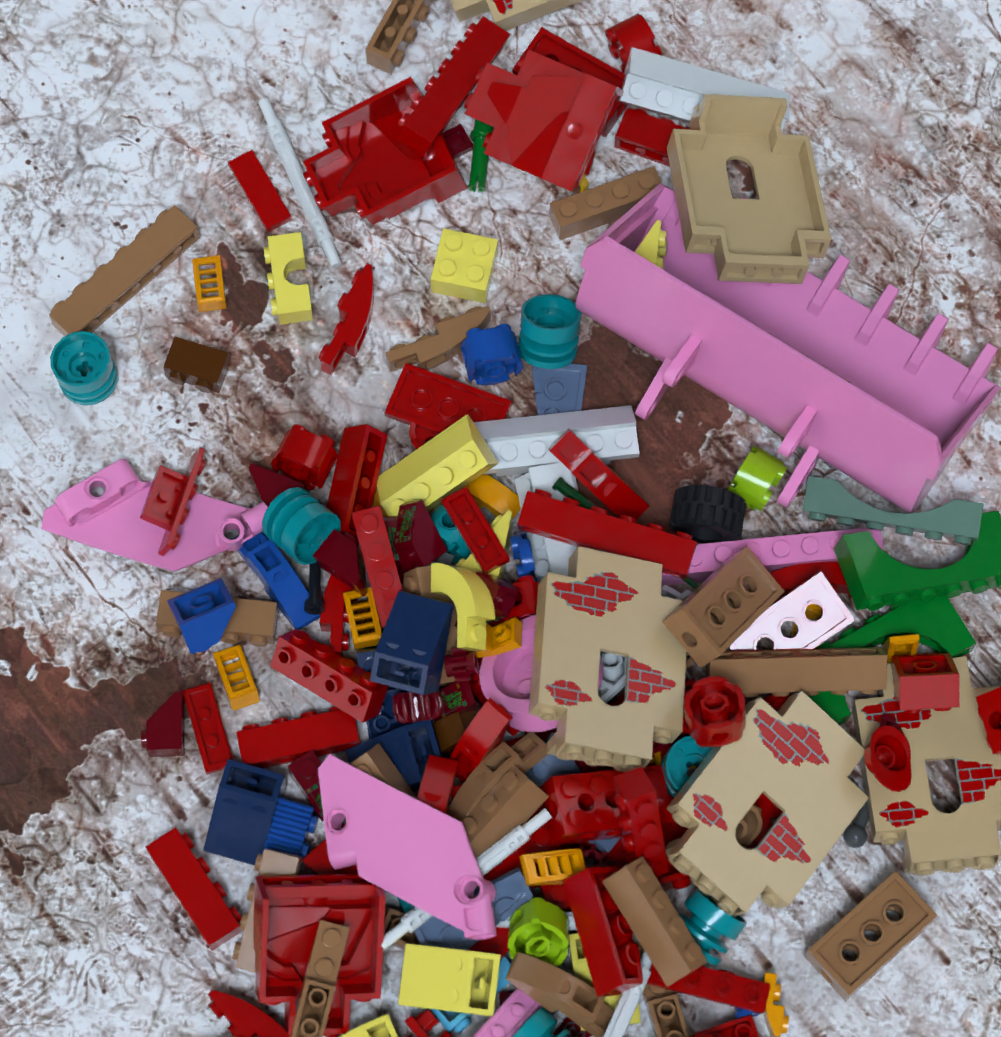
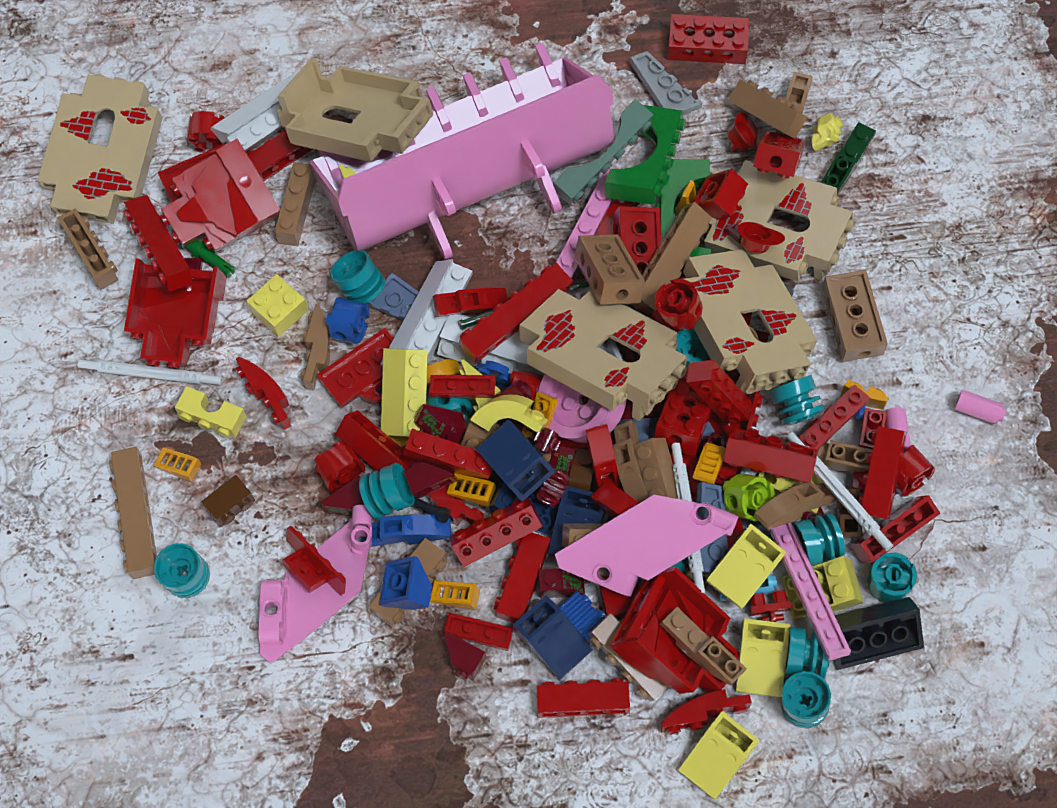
camera: 55 degrees left, 5 degrees down
(259, 191) = (137, 399): red tile -> none
(654, 921) = (783, 420): medium nougat brick -> none
(708, 513) = (535, 253): black tyre -> none
(756, 476) = (530, 218): lime brick -> none

